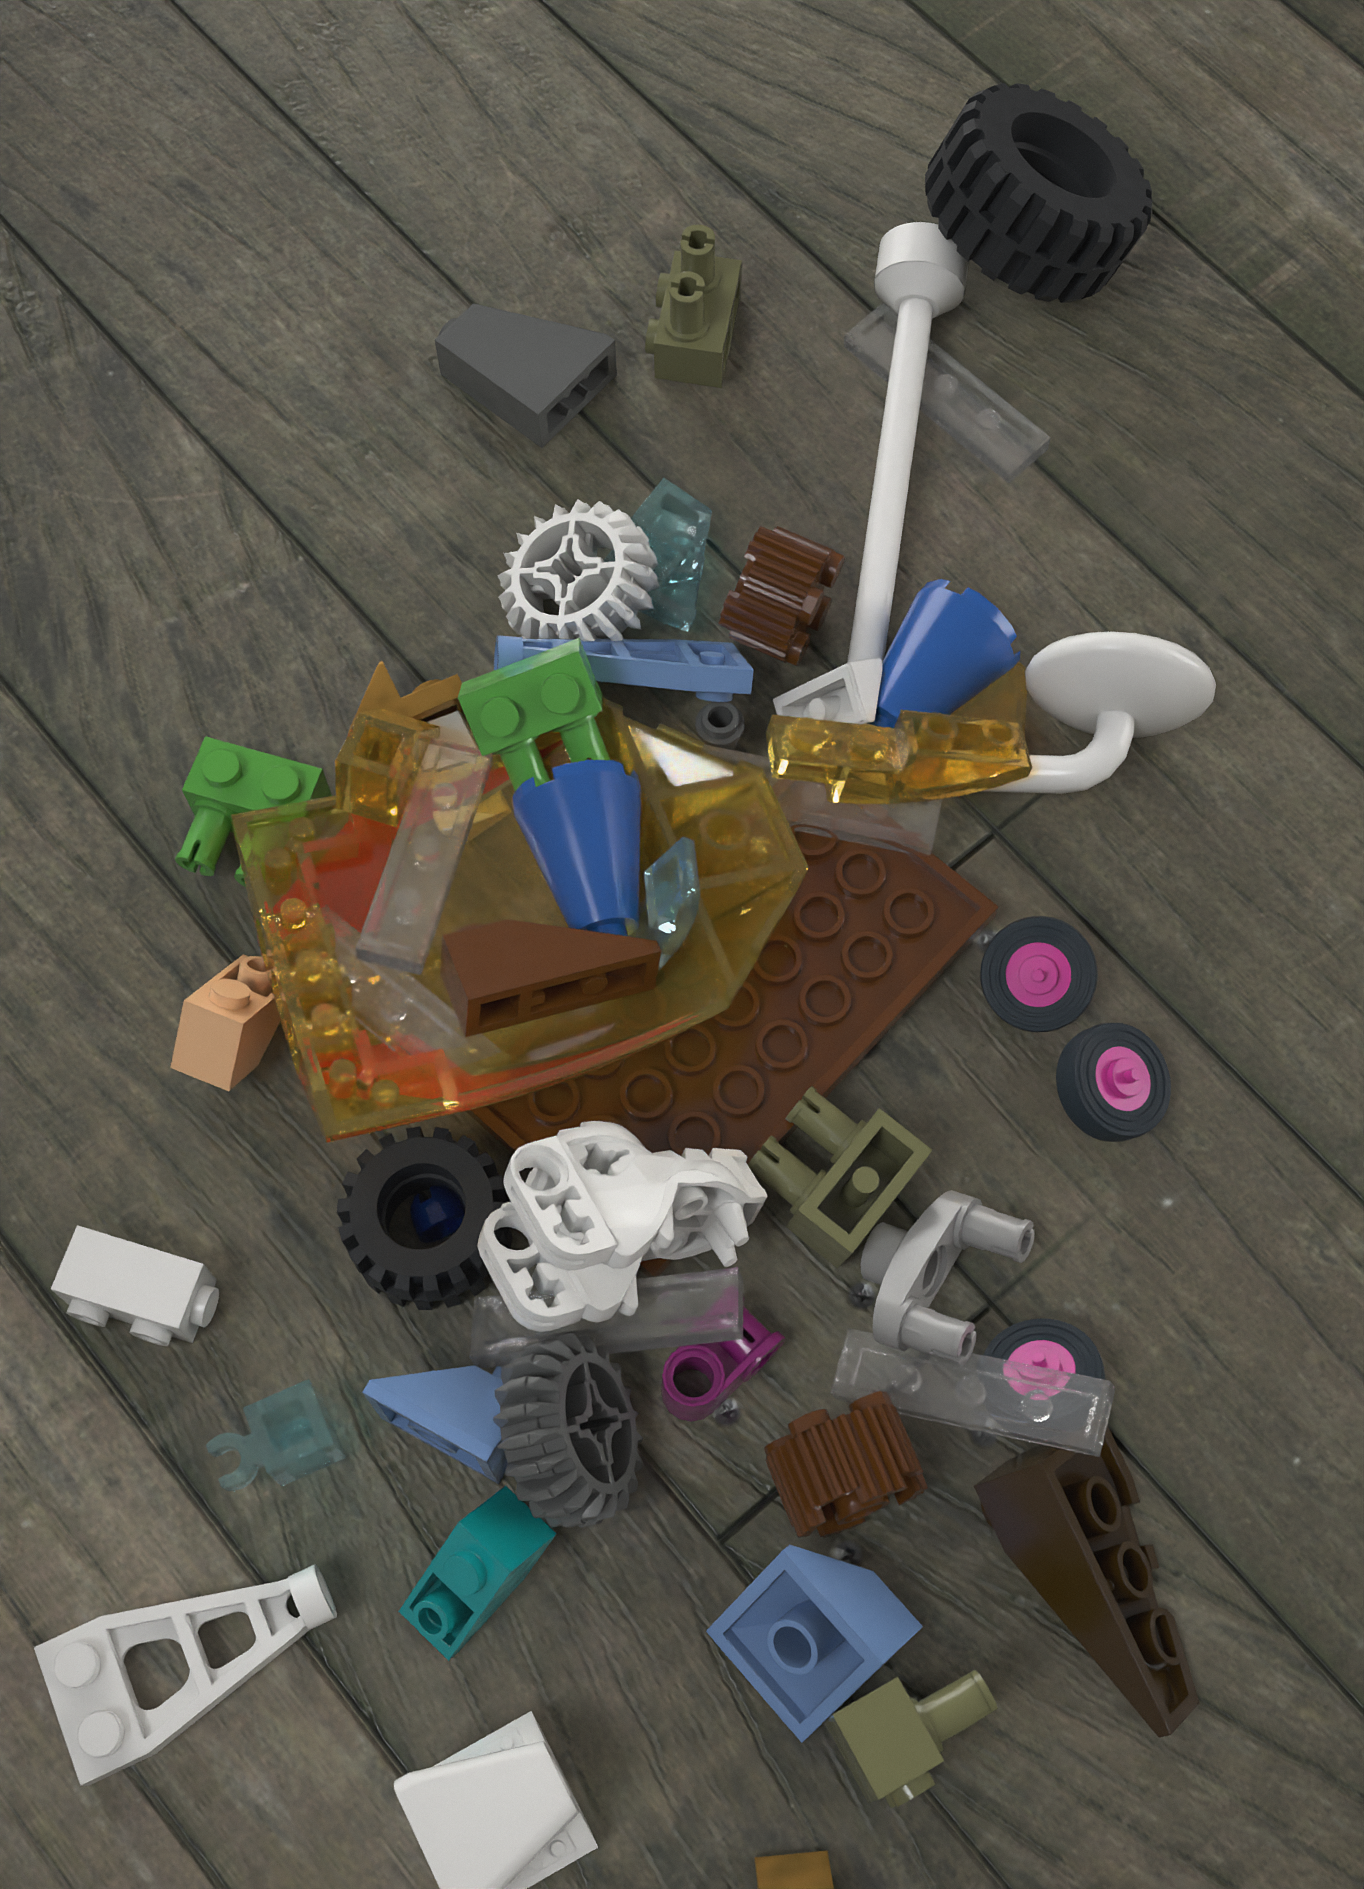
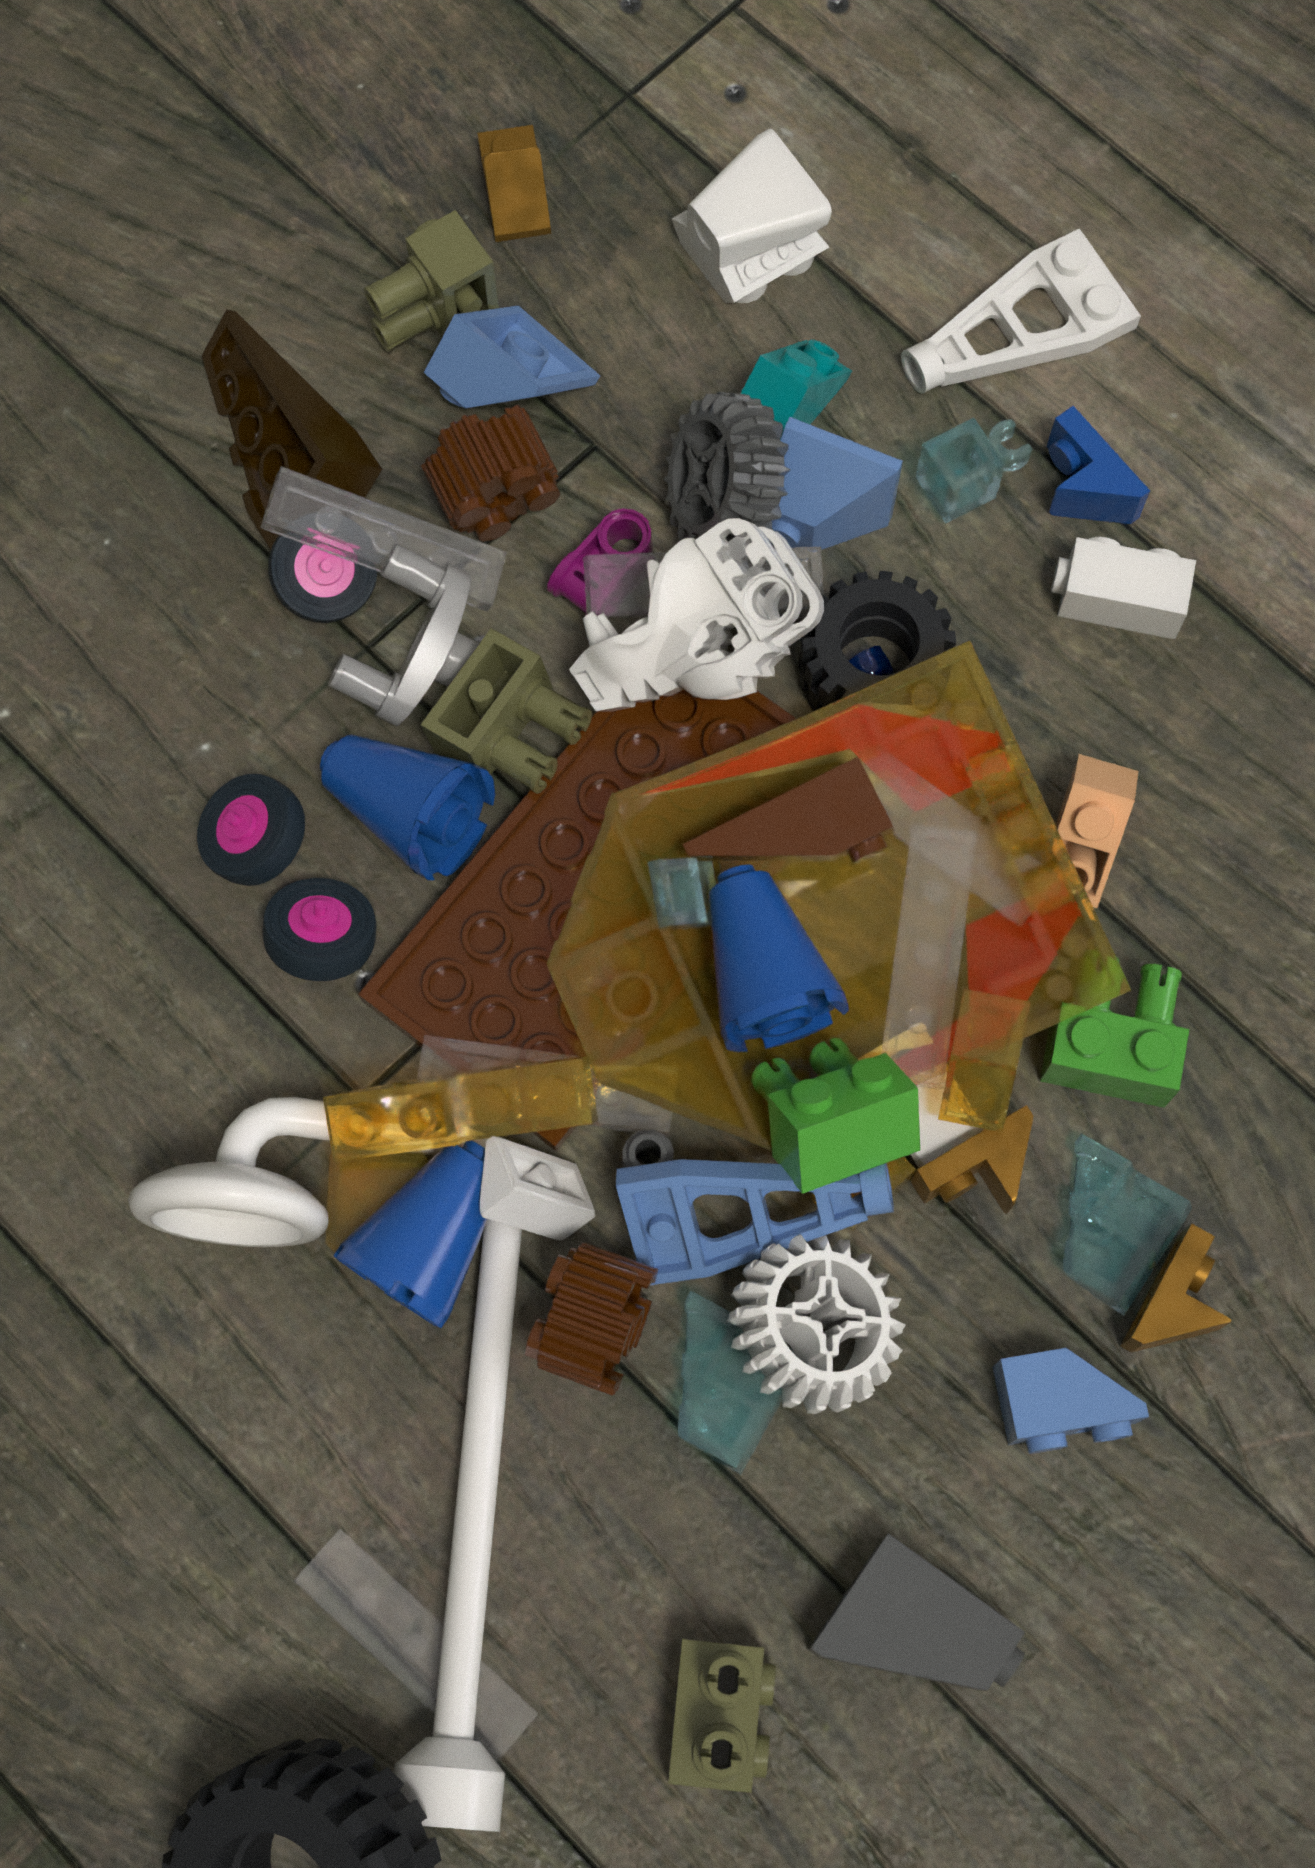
camera: 175 degrees right, 5 degrees up
(133, 1417) = (1100, 481): none -> blue slope
(256, 583) = (1167, 1310): none -> pearl gold slope
(287, 661) = (1117, 1225): none -> clear light blue slope
(367, 519) = (1062, 1395): none -> medium blue slope
(952, 1097) = (411, 800): none -> blue cone

